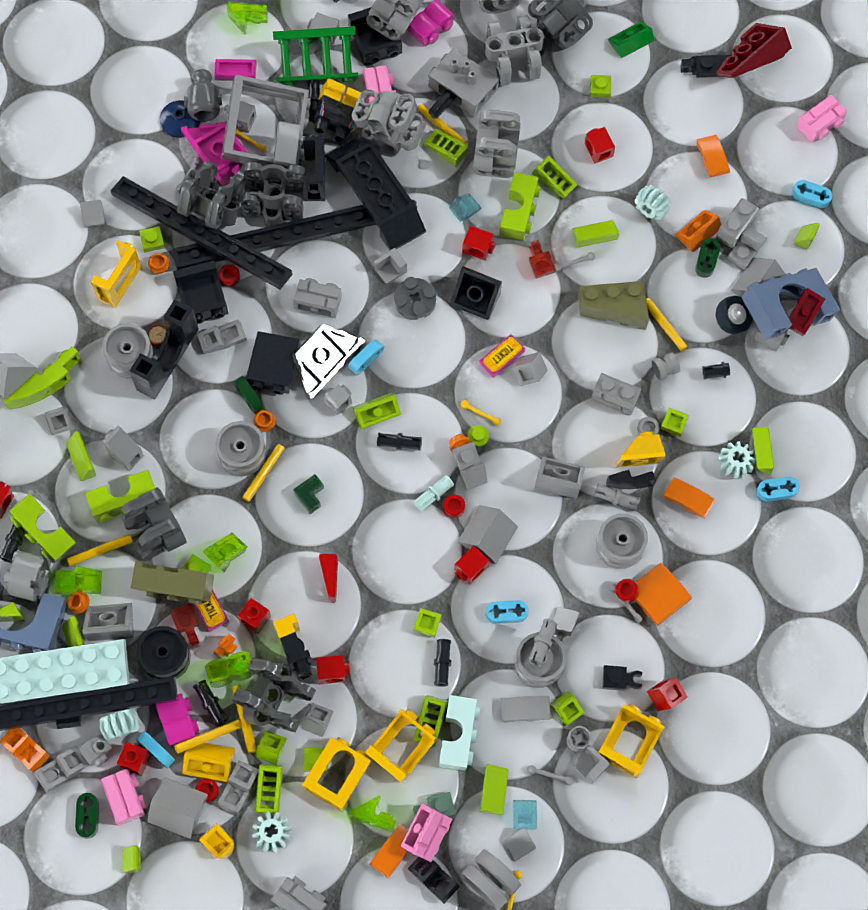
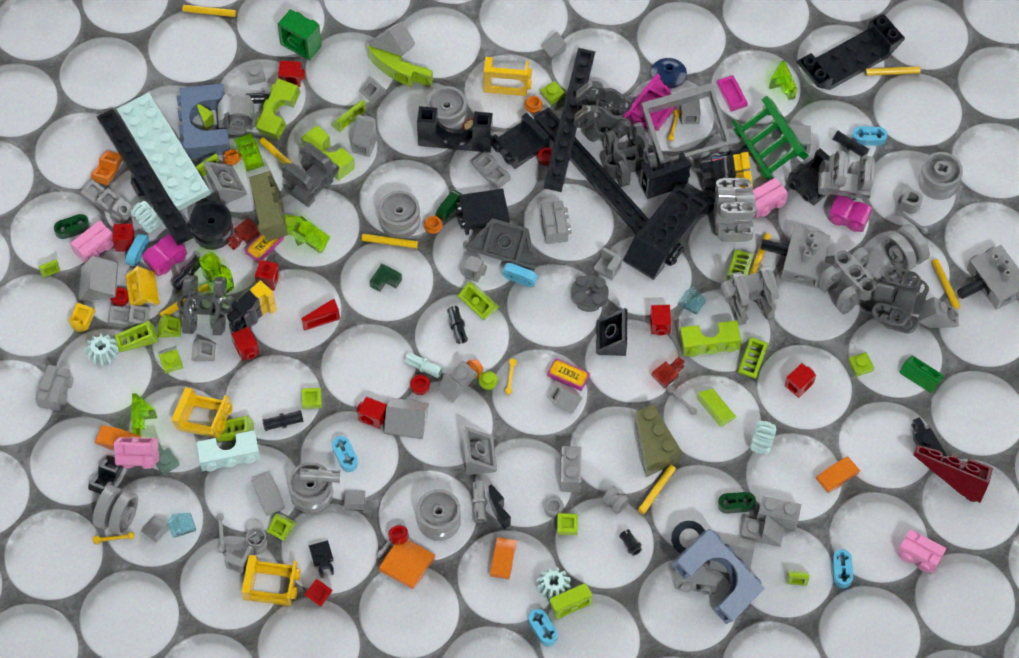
camera: 70 degrees right, 10 degrees down
(203, 97) = (691, 75): dark grey piece -> none
(208, 736) = (159, 279): yellow bar -> none
(225, 646) = (235, 264): orange plate -> none
(286, 143) = (673, 144): light grey slope -> none
(361, 764) = (144, 385): yellow panel -> none
(494, 790) = (192, 493): lime slope -> none
(644, 450) = (526, 503): yellow slope -> none
(699, 229) = (759, 486): orange slope -> none
(805, 311) = (712, 587): dark red plate -> none

